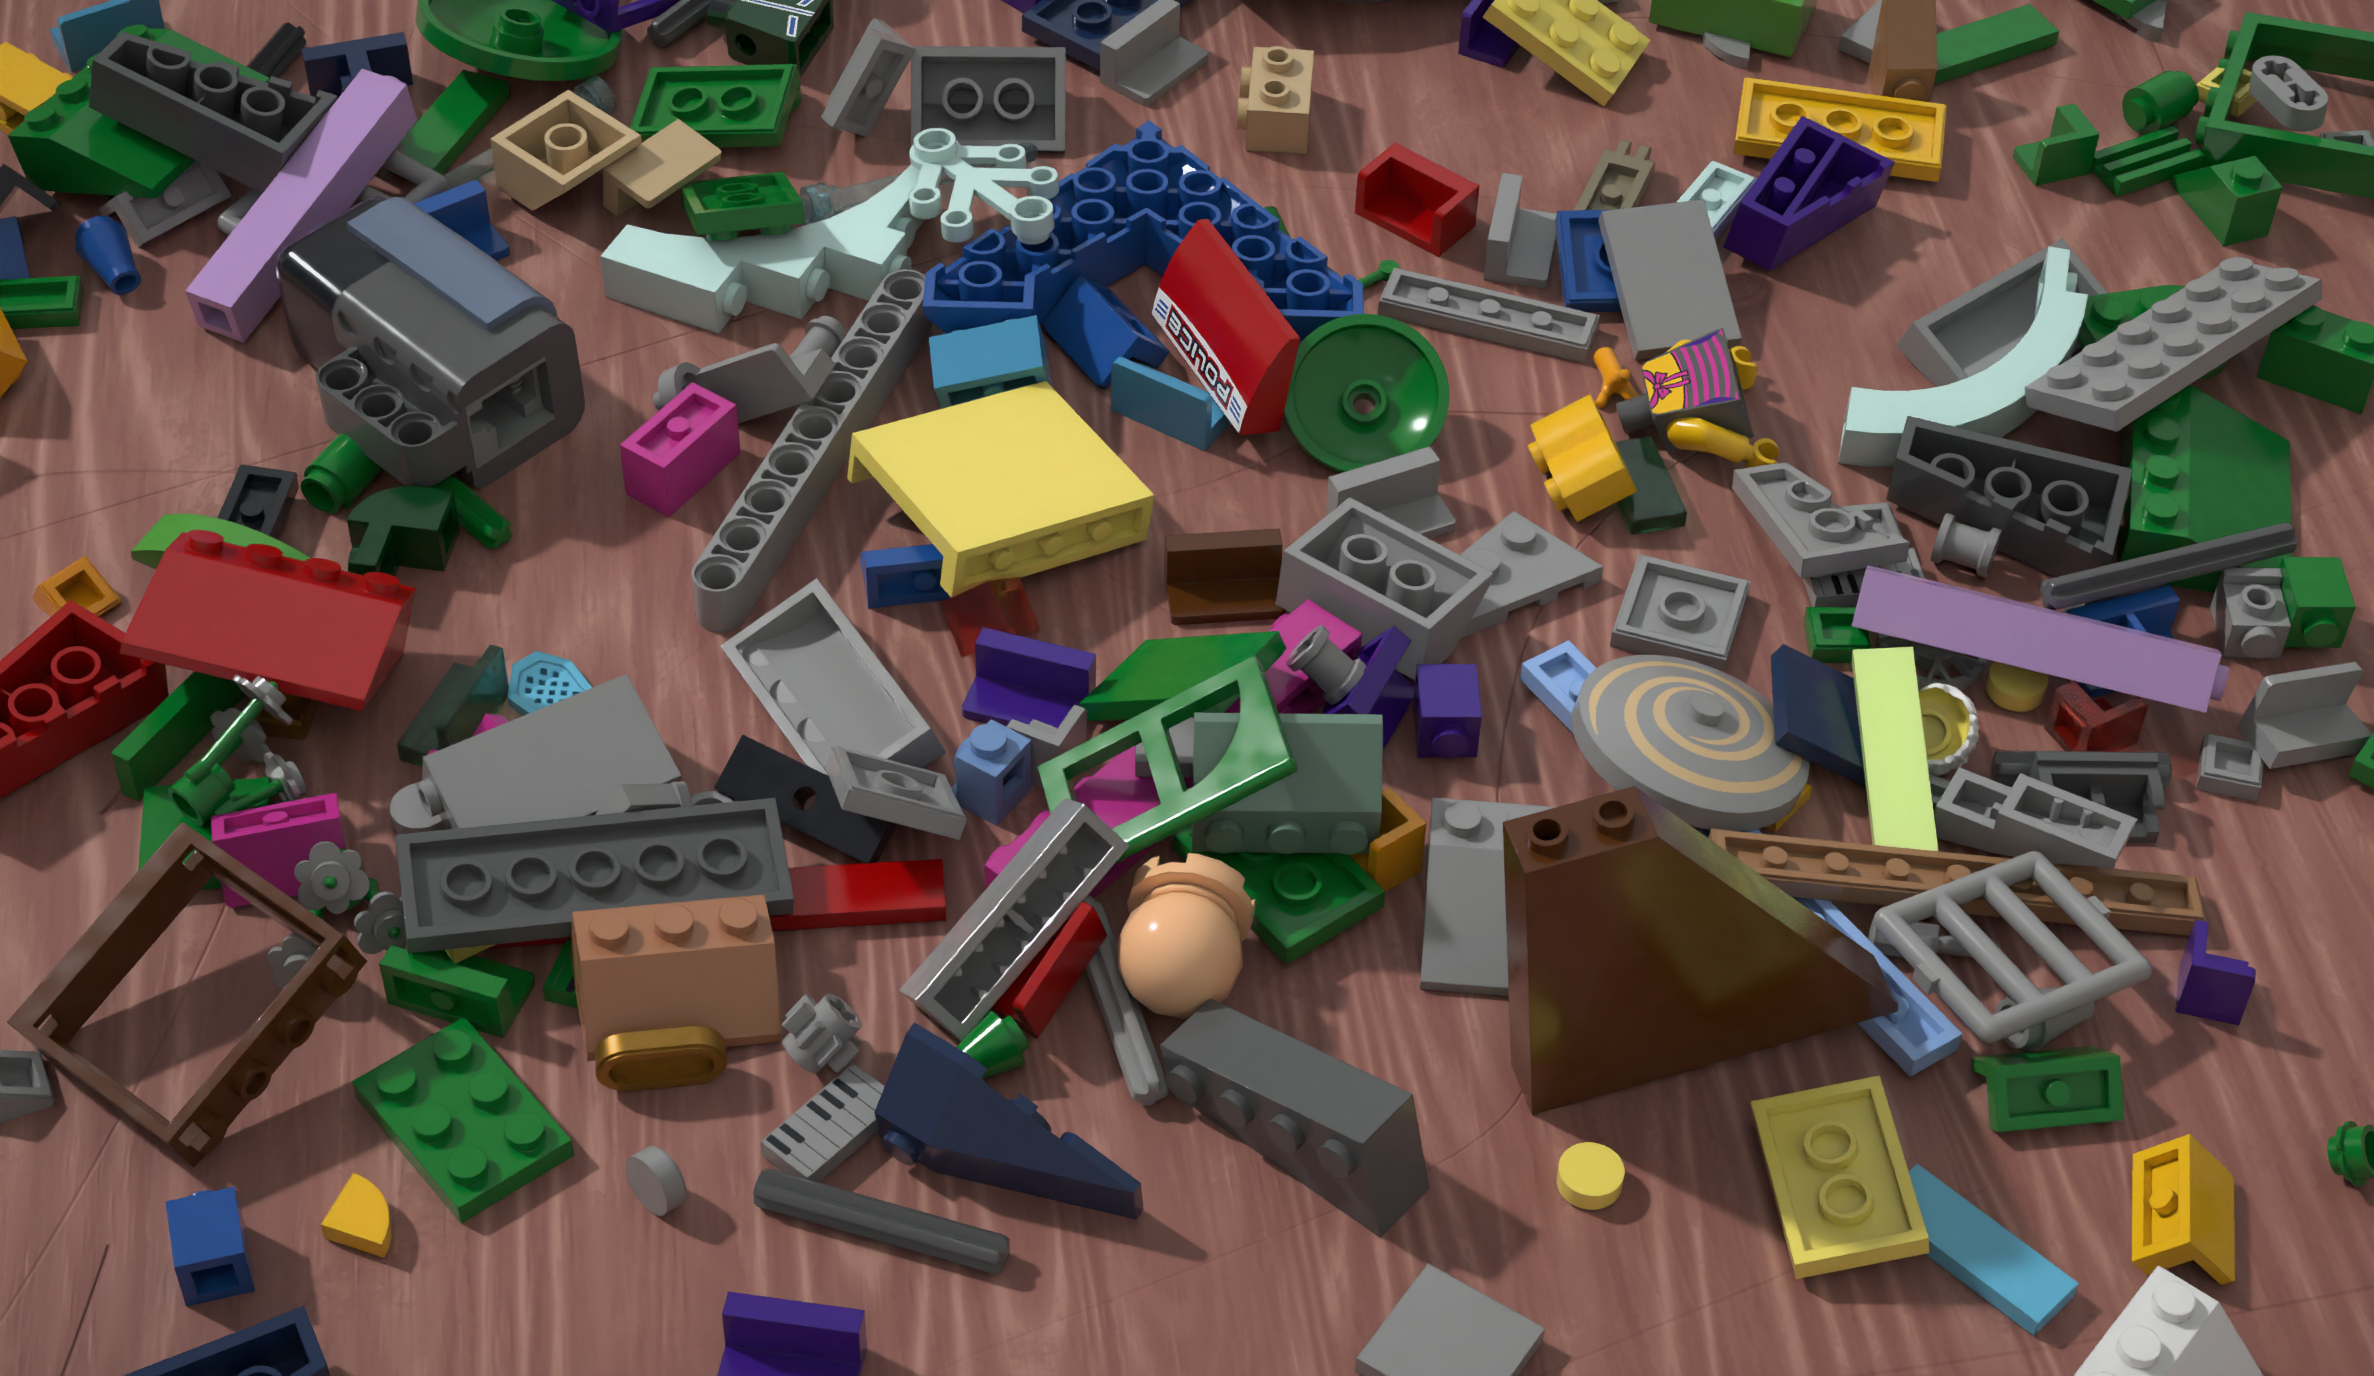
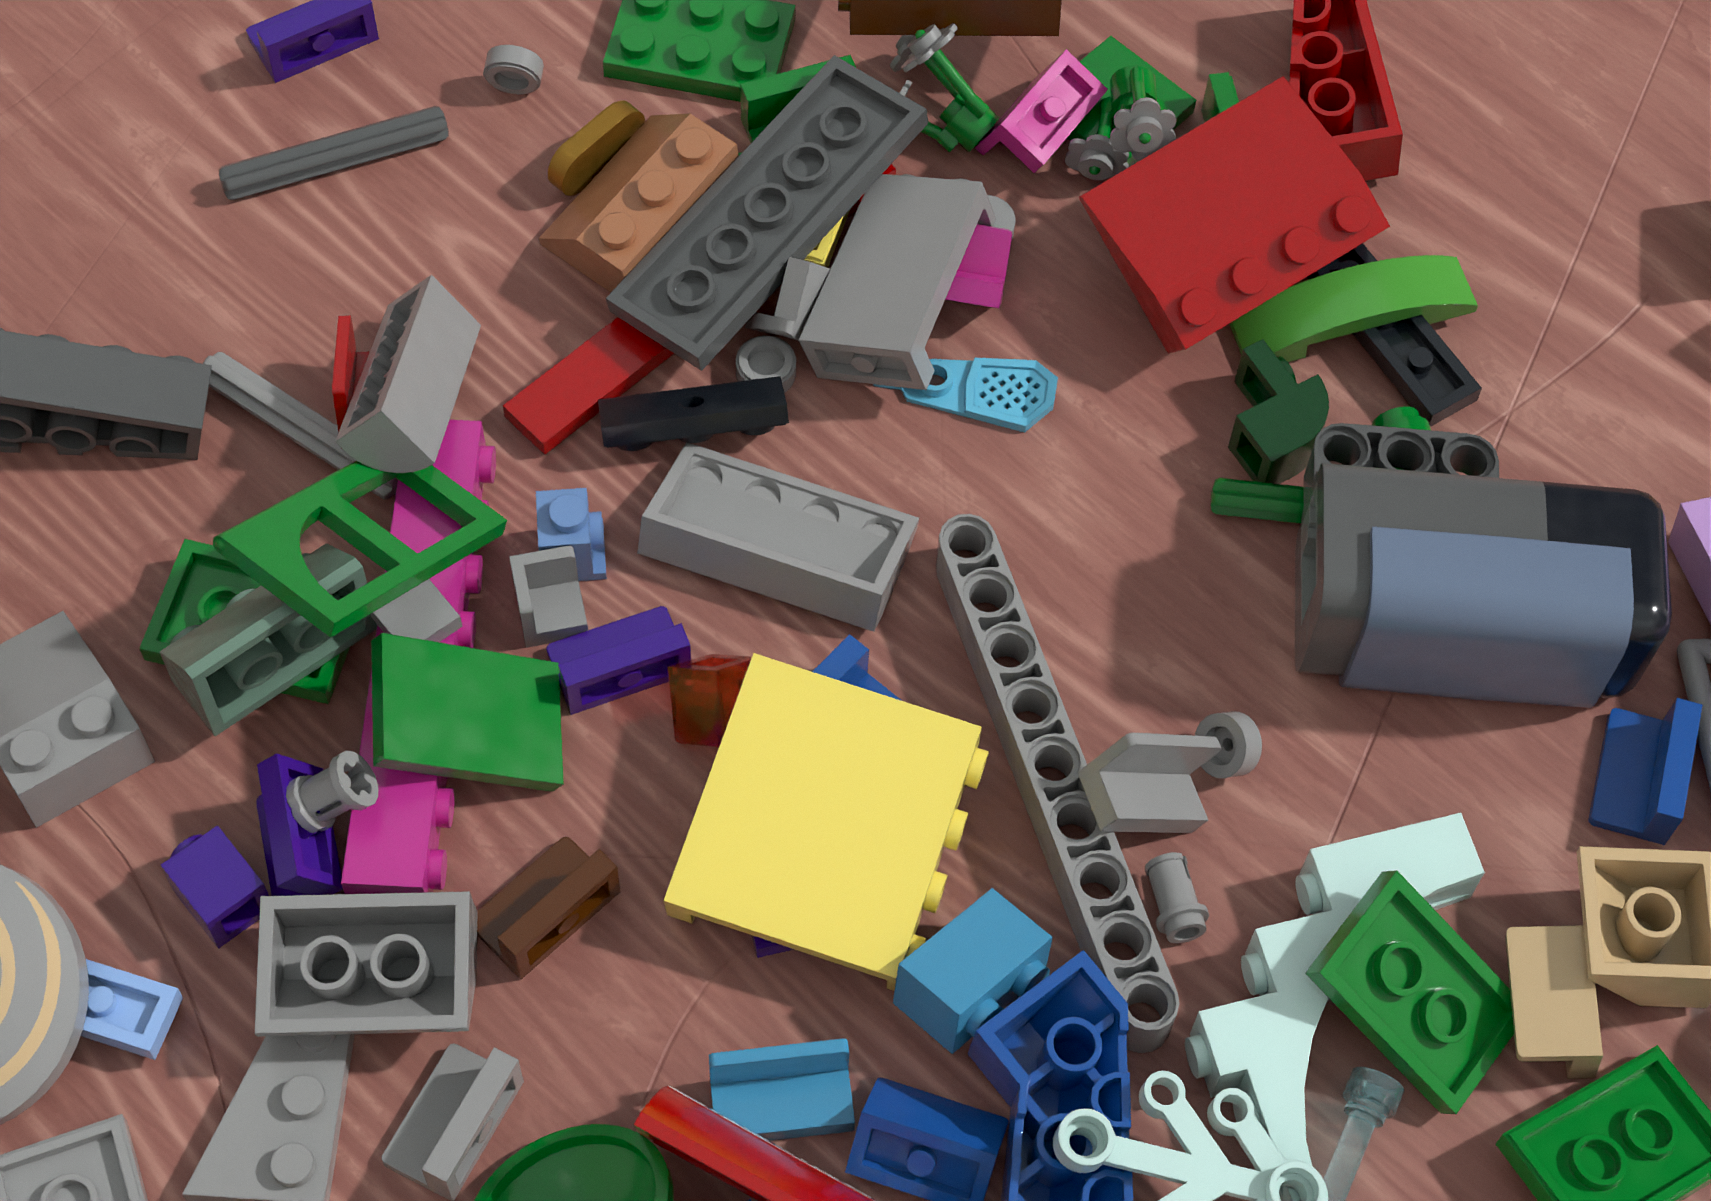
camera: 140 degrees right, 15 degrees up
(78, 583) = (1458, 215): light orange slope -> none
(457, 706) = (1052, 310): clear green panel -> none
(680, 449) = (1156, 666): dark pink panel -> none
(822, 1033) = (481, 224): light grey gear -> none
(826, 1127) = (434, 195): light grey tile -> none
(895, 792) = (613, 436): light grey tile -> none
(961, 1127) = (288, 233): dark blue wedge -> none
(996, 1044) = (369, 302): green cone -> none
(1184, 934) = (256, 452): light nougat tile -> none
(1400, 845) = (162, 707): light orange panel -> none

